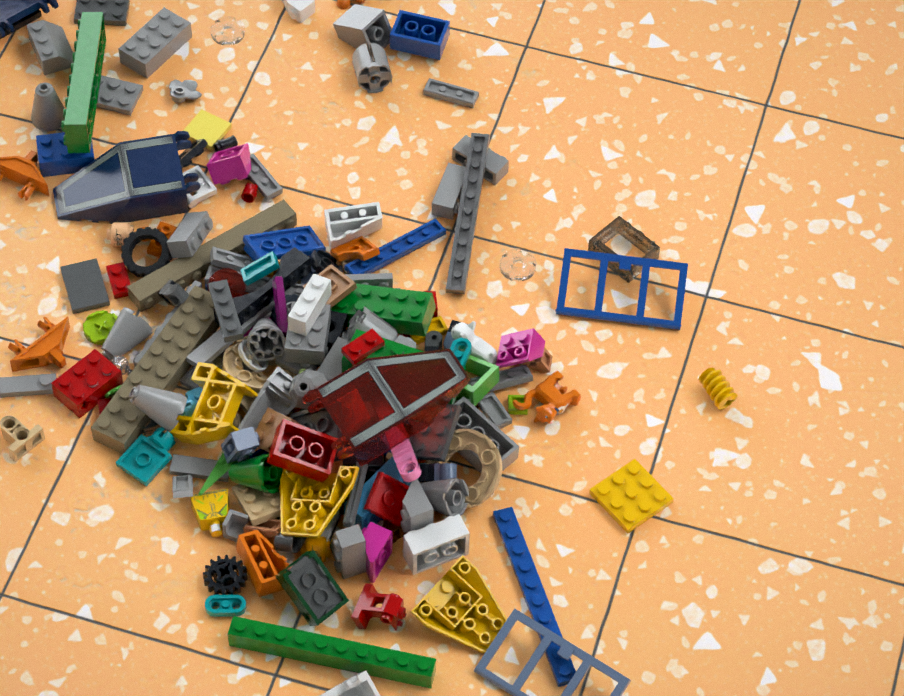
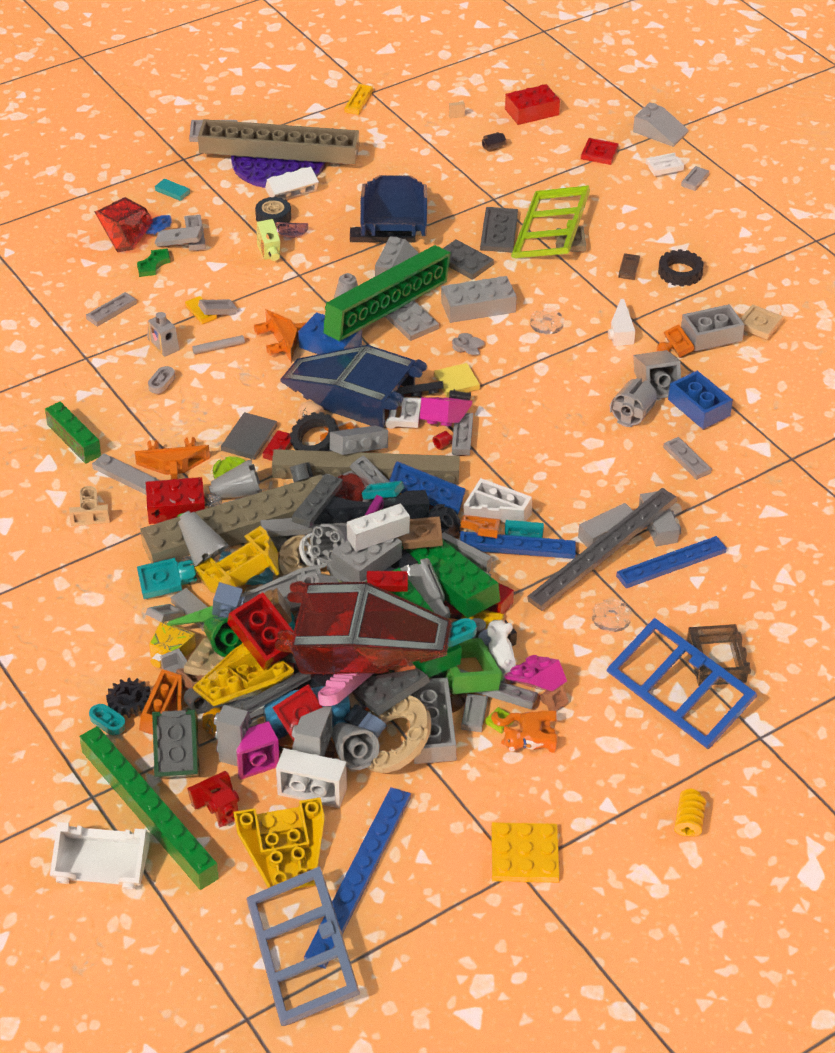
camera: 40 degrees right, 10 degrees down
(390, 233) = (524, 528): none -> teal tile
(519, 192) = (671, 562): none -> blue tile

